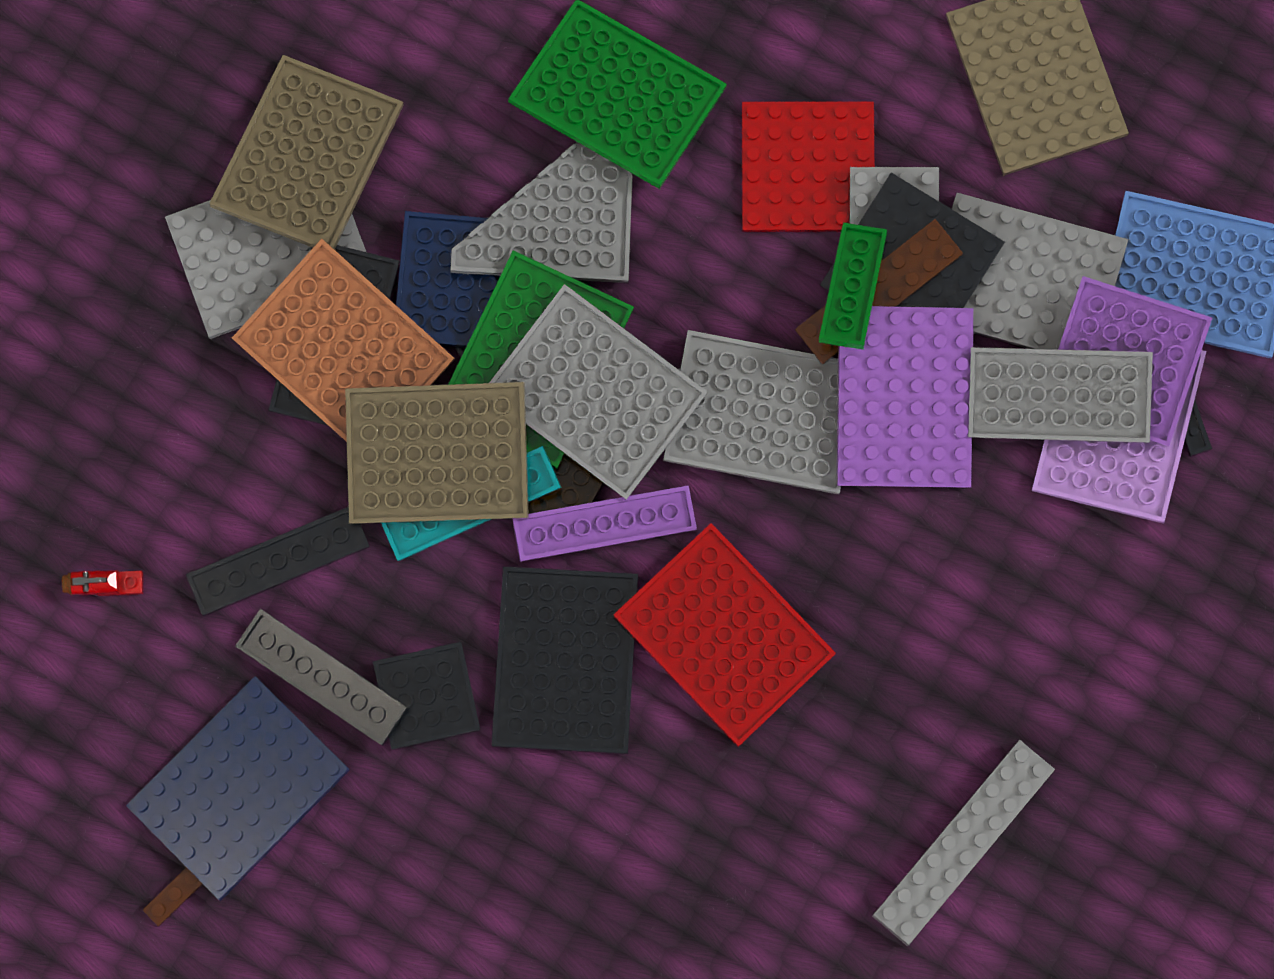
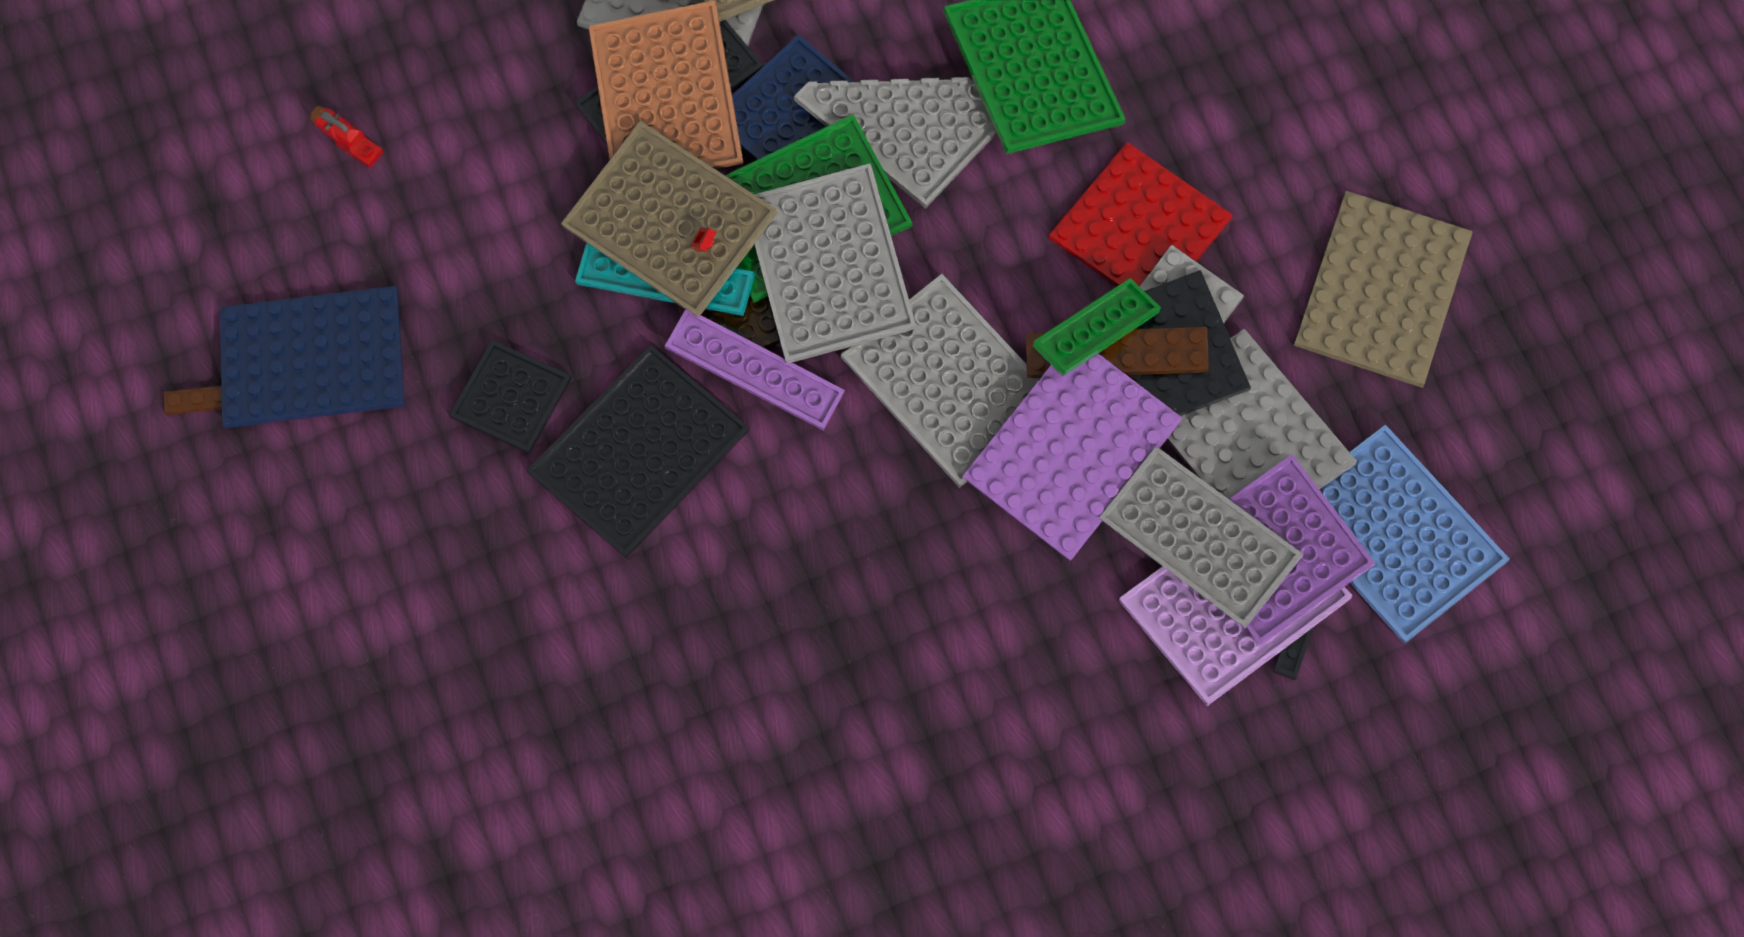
camera: 35 degrees right, 10 degrees down
(276, 561) = (485, 215): black plate -> none
(321, 677) = (443, 322): plate -> none
(485, 452) = (703, 239): none -> red plate
(724, 634) = (777, 524): red plate -> none
(963, 842) = (832, 832): light grey brick -> none

